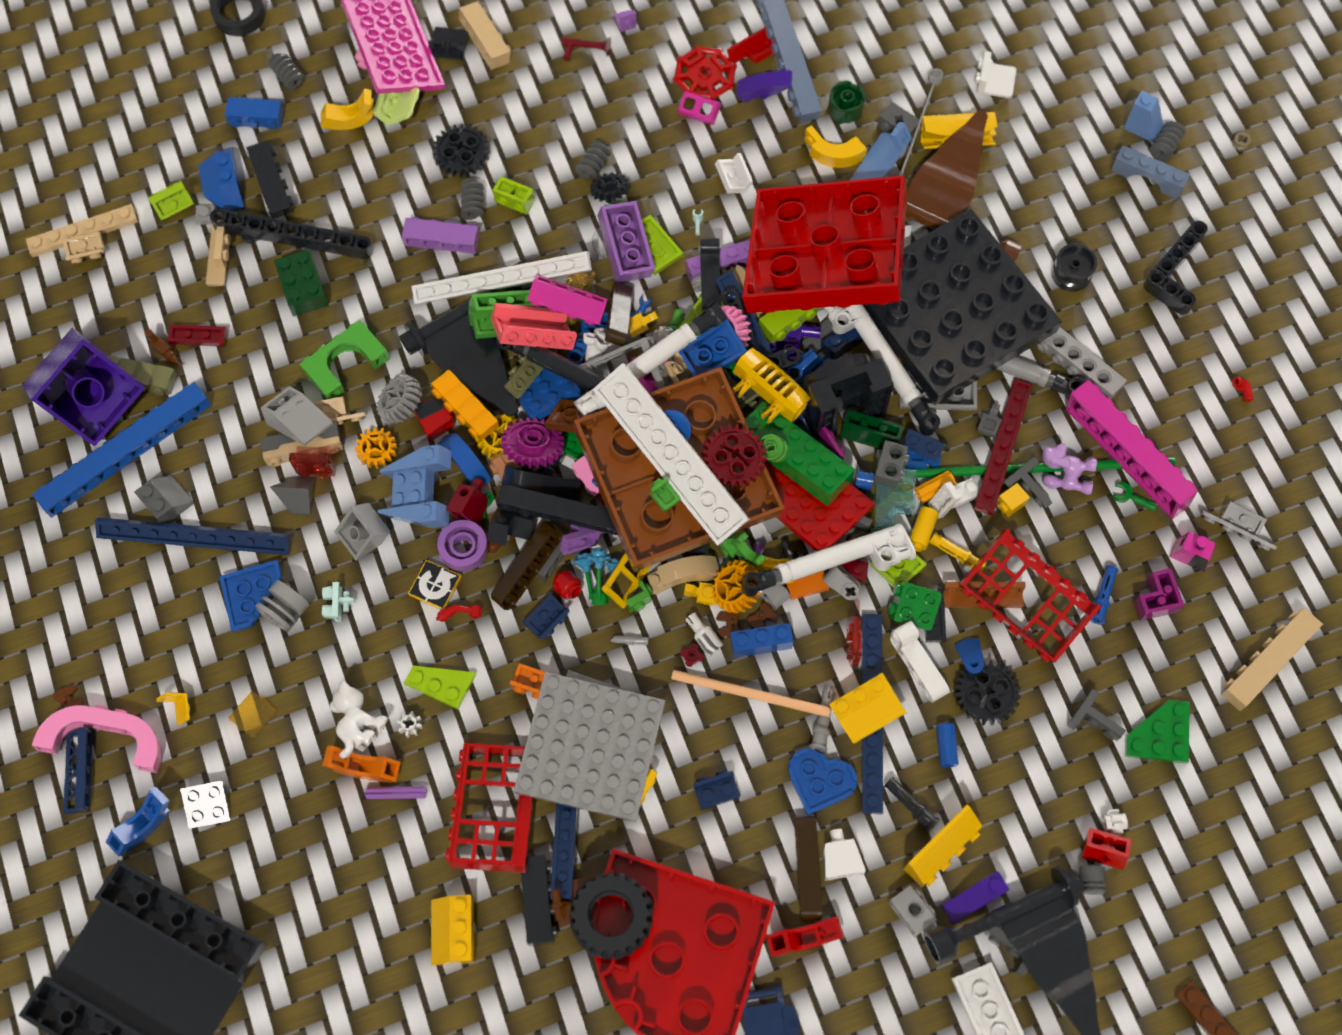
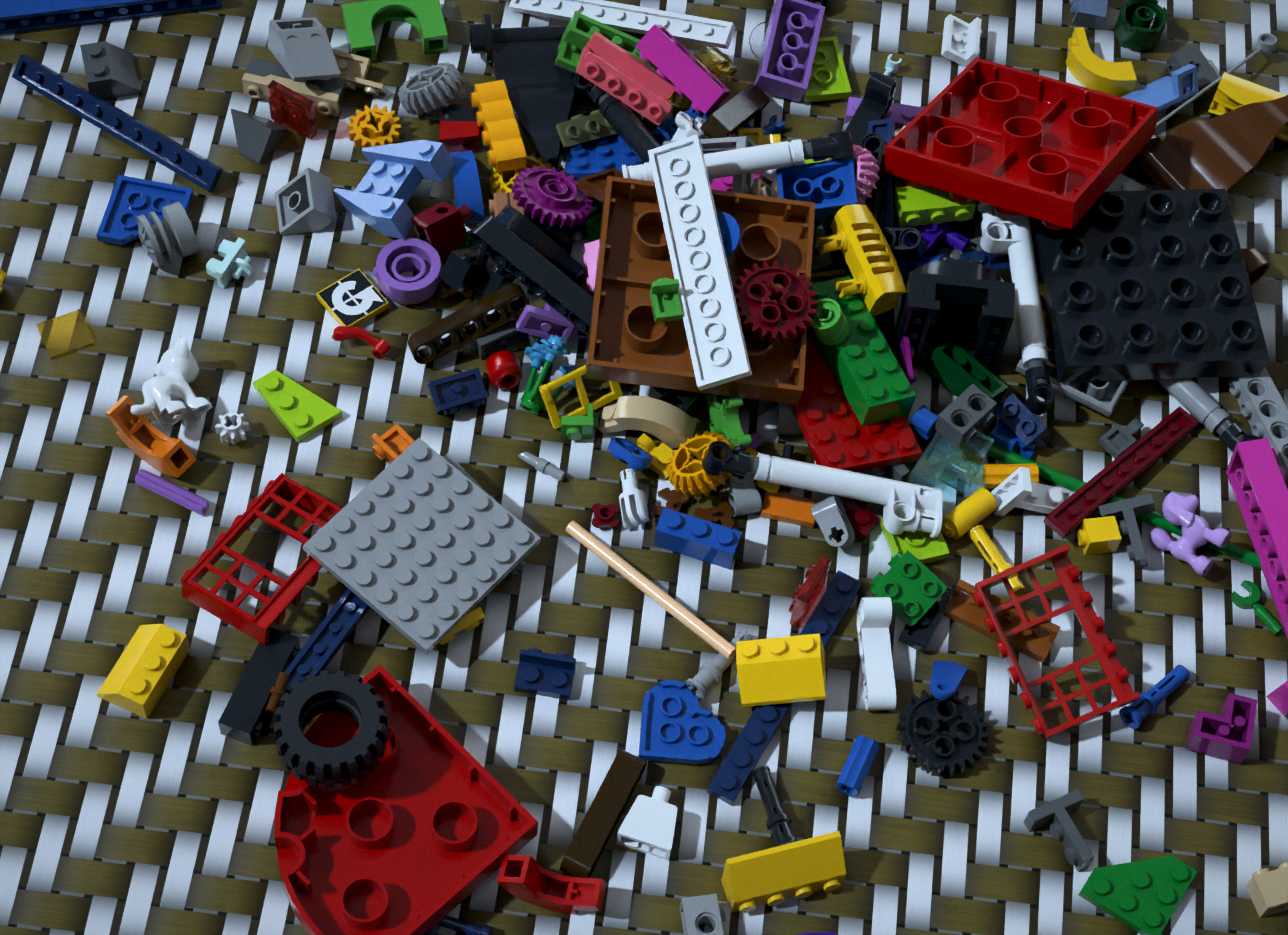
camera: 20 degrees right, 10 degrees down
(684, 602) = (629, 452): none -> blue plate

